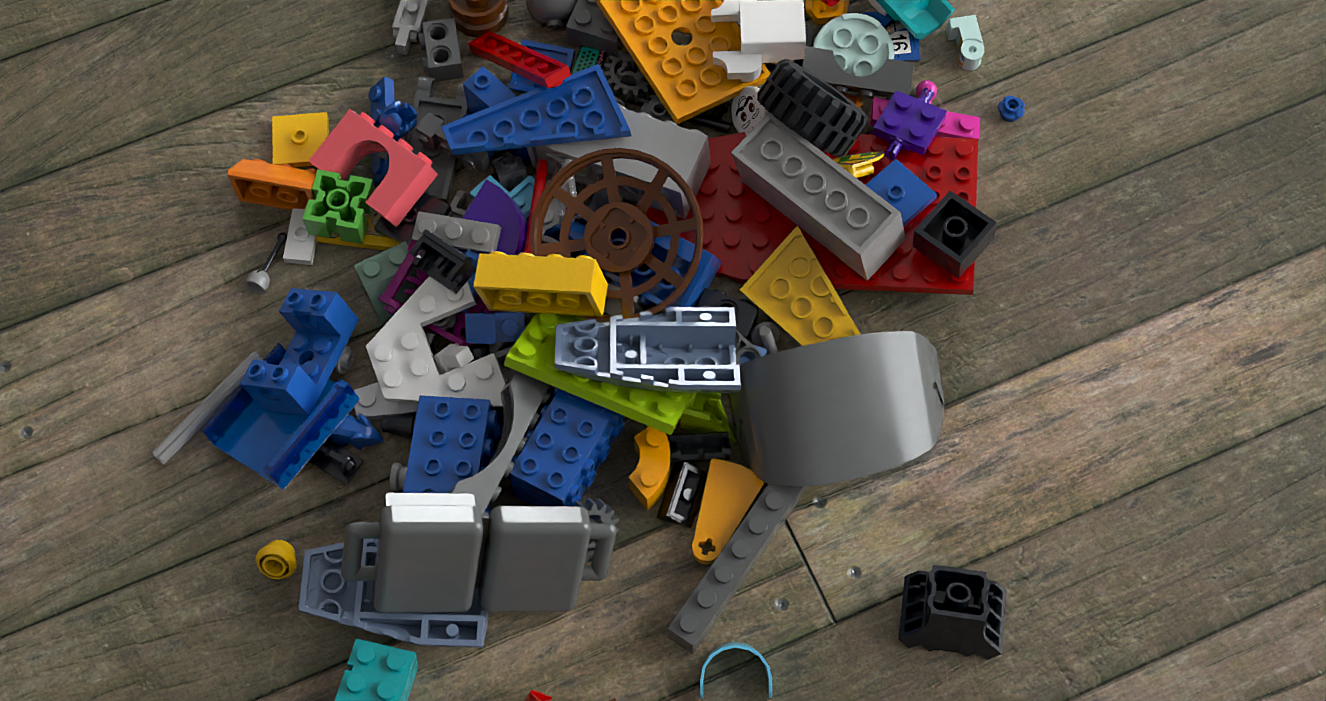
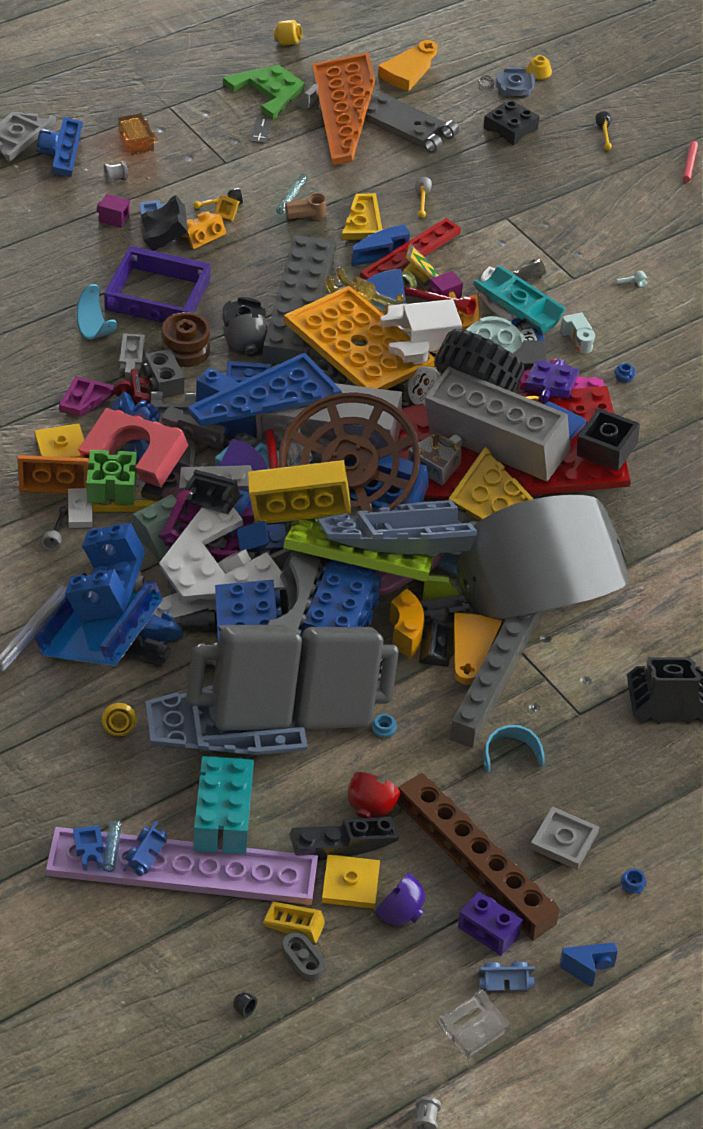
camera: 15 degrees left, 20 degrees down
(341, 72) = (84, 396): none -> magenta wing
(403, 62) = (135, 387): none -> dark red hips
(520, 59) = (240, 363): red plate -> none
(591, 602) = (384, 726): none -> dark azure plate
(739, 225) = (440, 456): none -> torso

